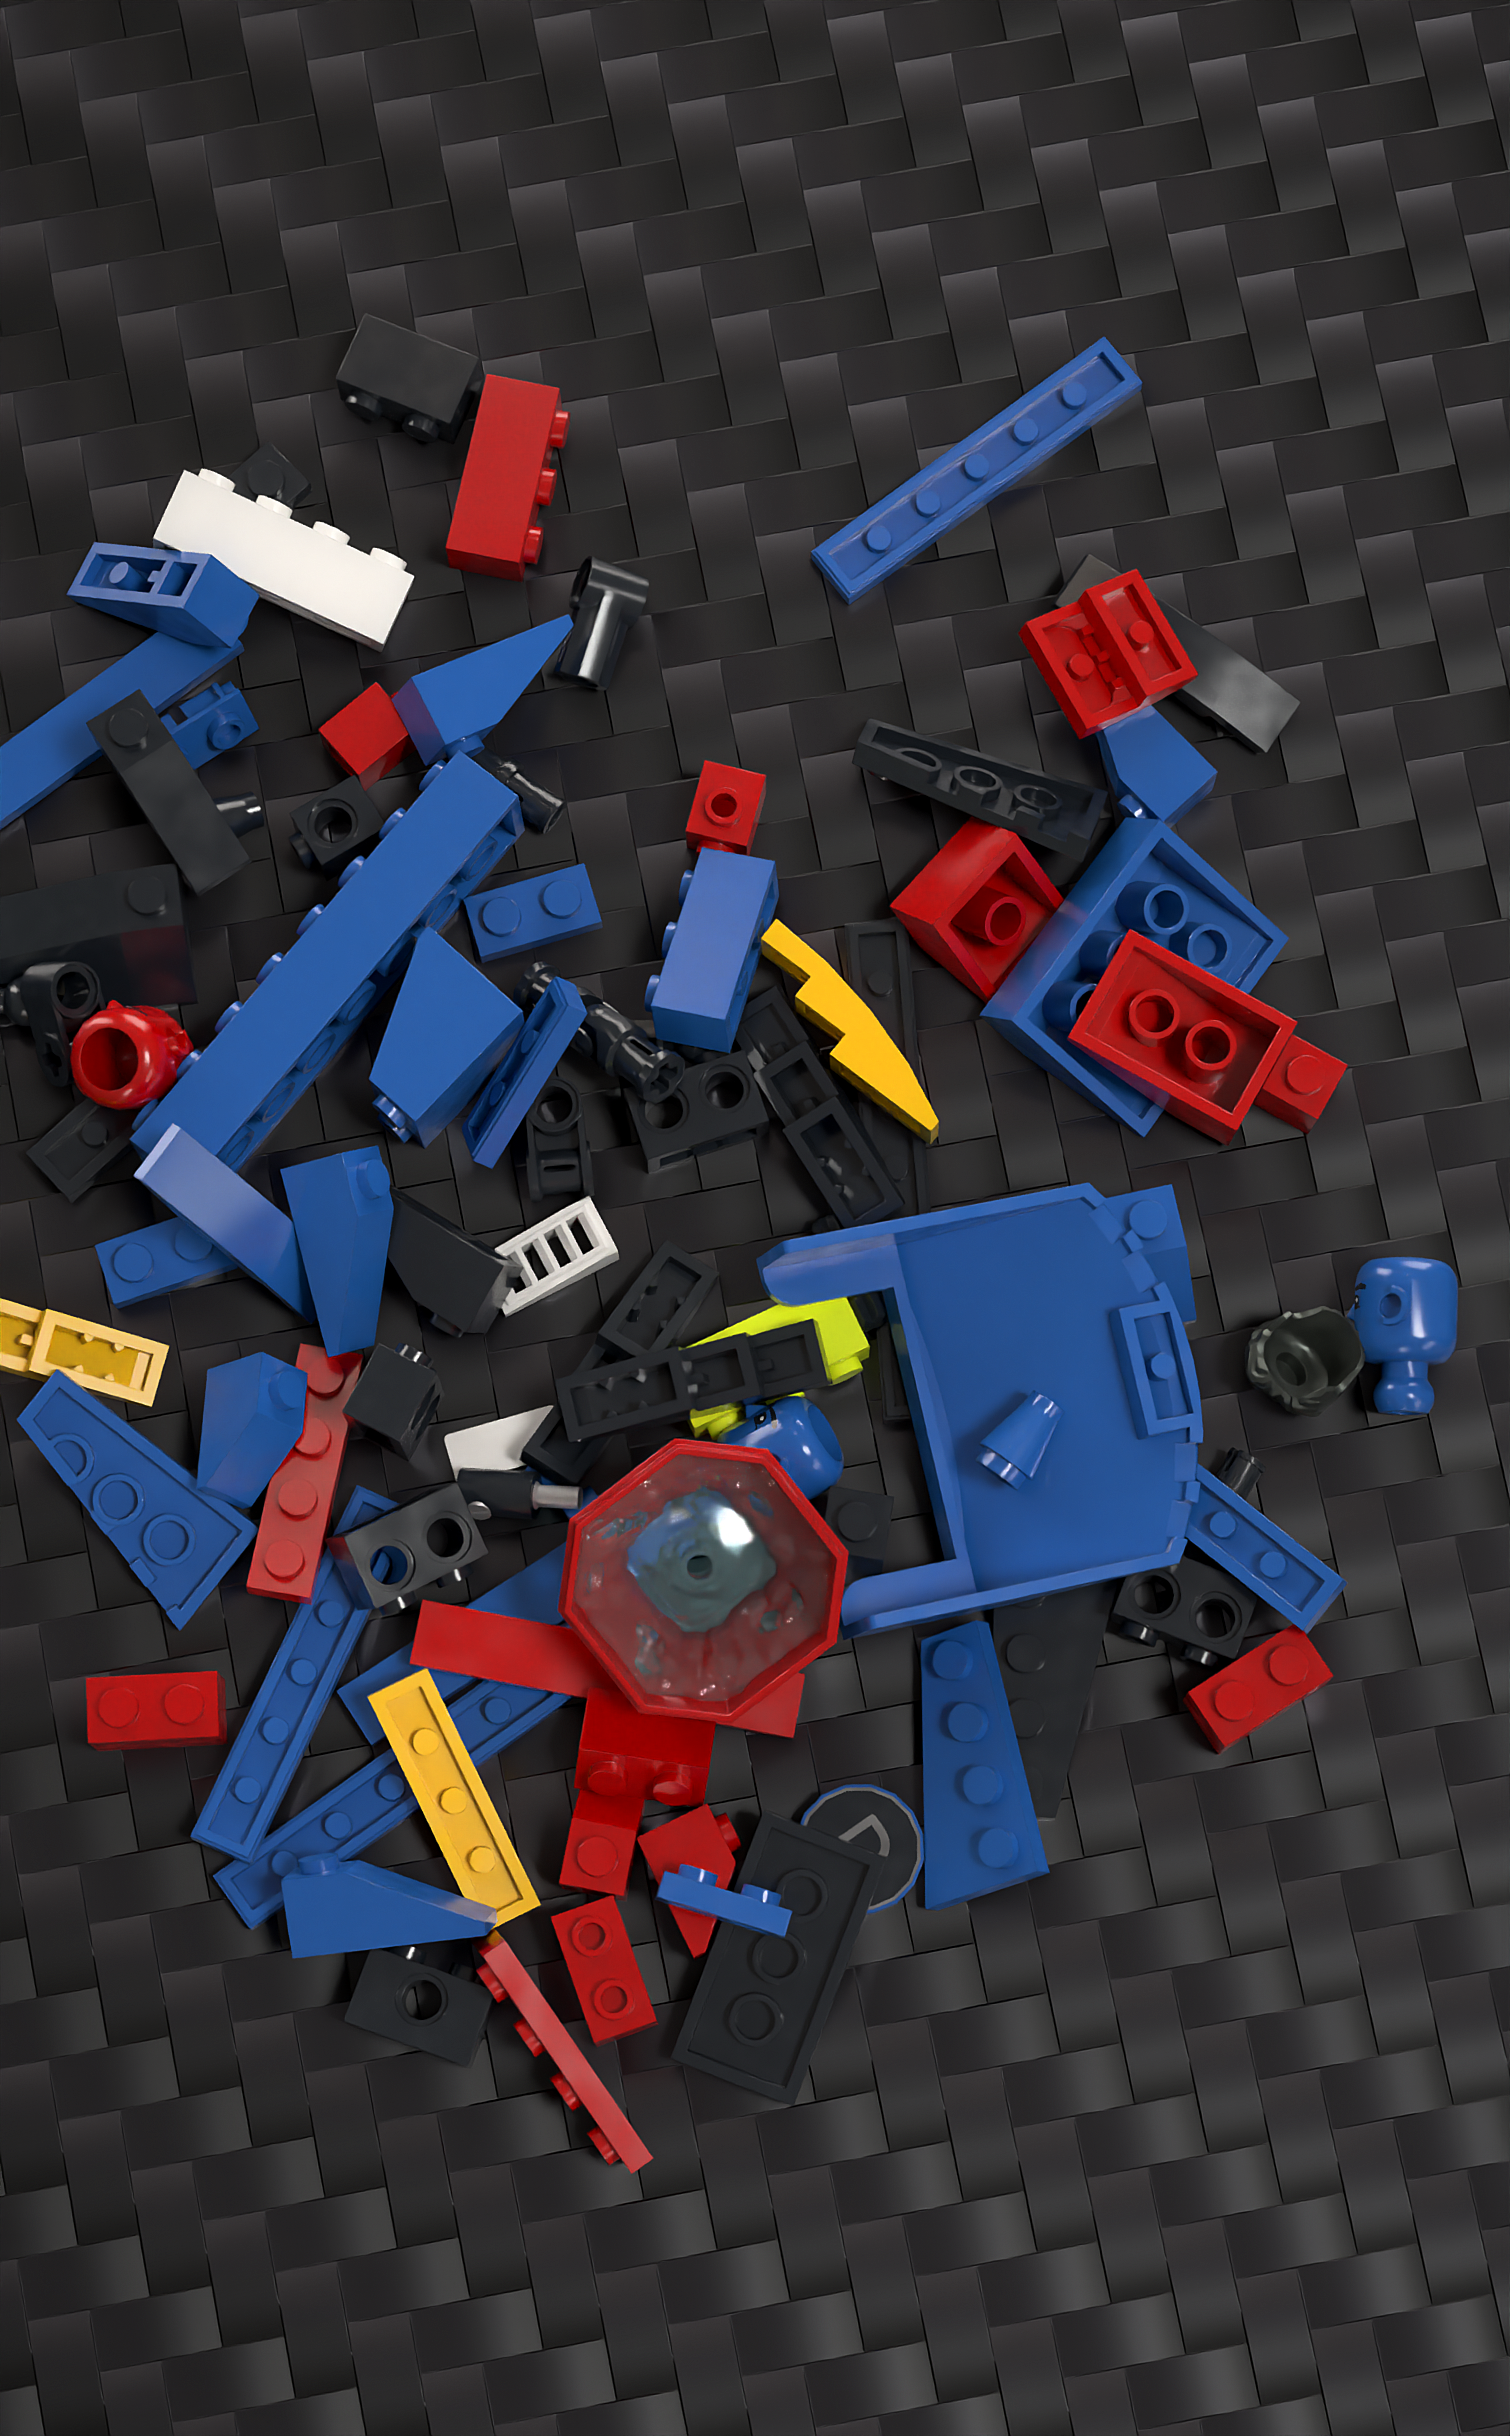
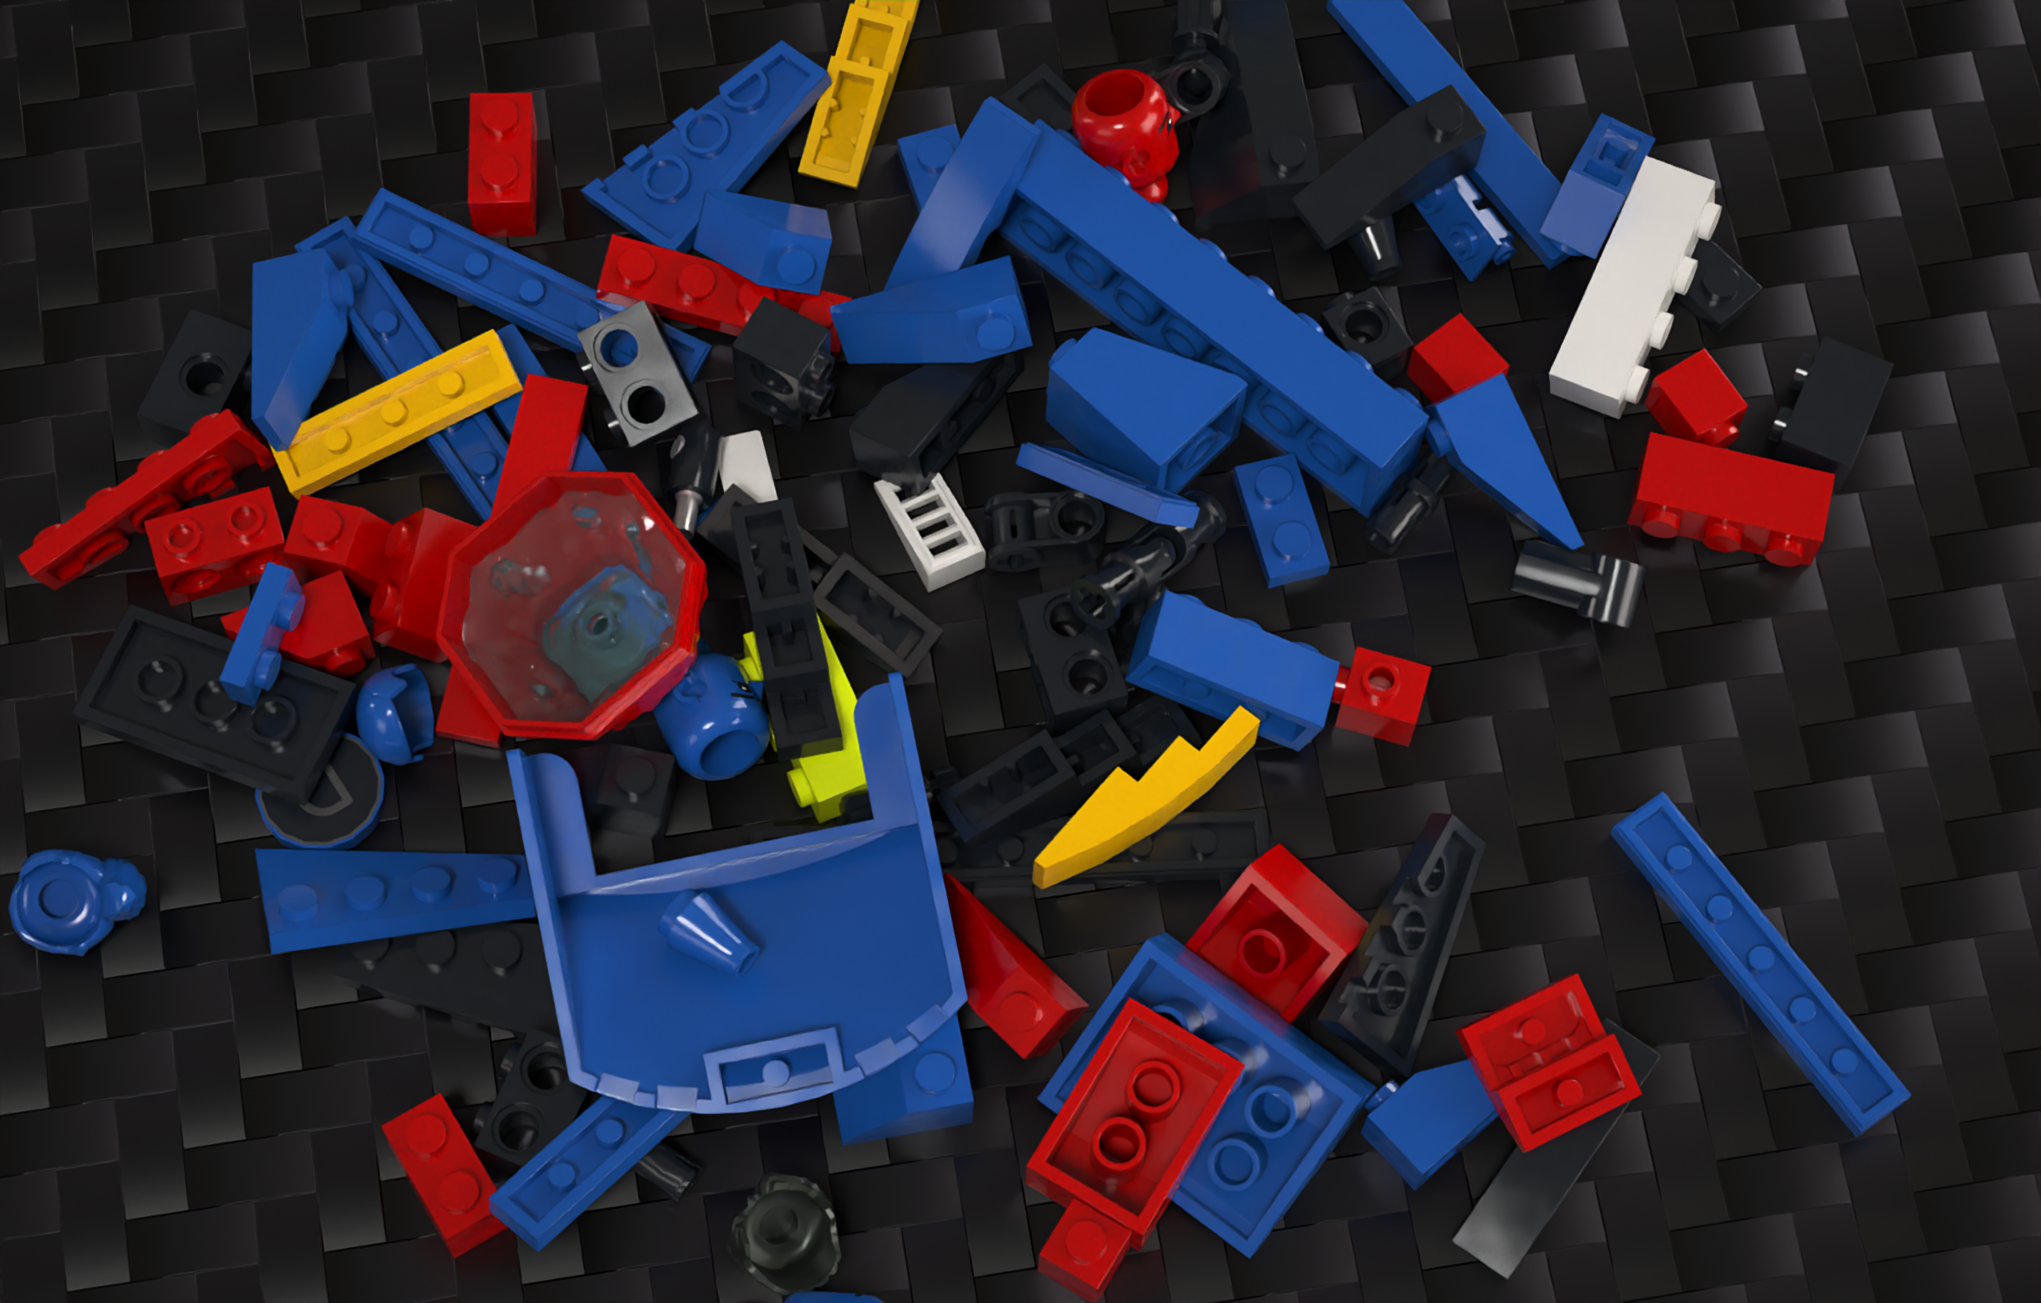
camera: 85 degrees right, 10 degrees down
(405, 505) = (1697, 402): none -> red brick
(785, 1777) = (396, 714): none -> blue hair
(995, 2077) = (73, 899): none -> blue hair
(1048, 1150) = (1007, 980): none -> red slope

